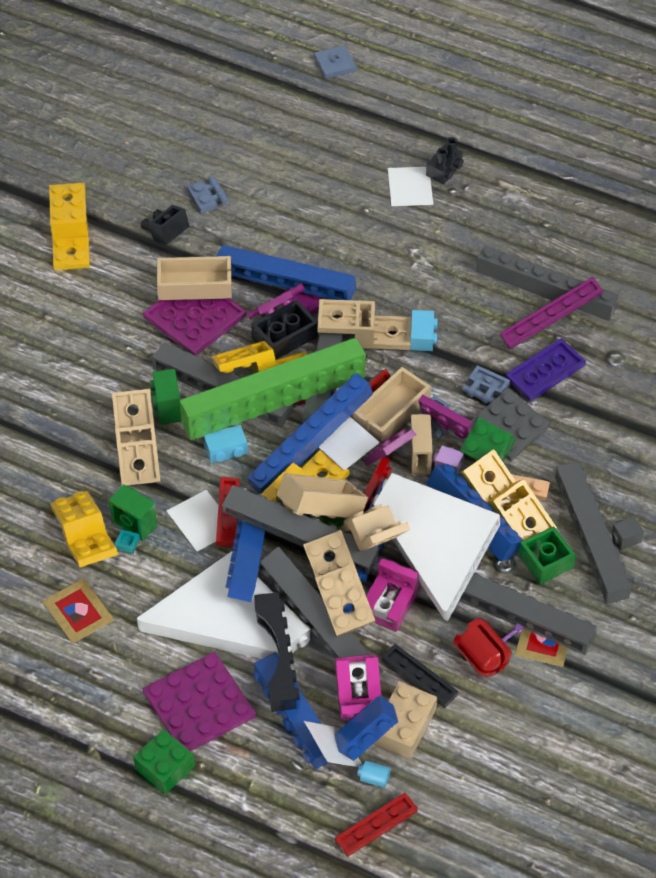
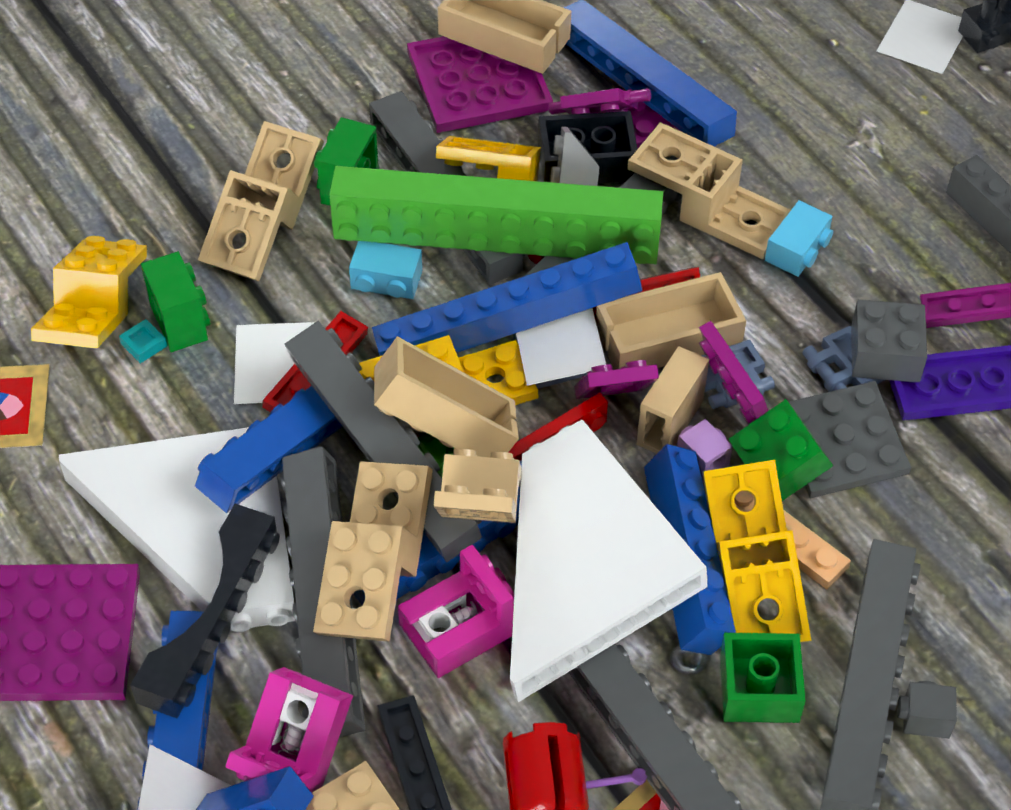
camera: 30 degrees right, 0 degrees up
(291, 343) = (574, 161): none -> light grey slope
(503, 364) = (888, 340): none -> dark grey brick

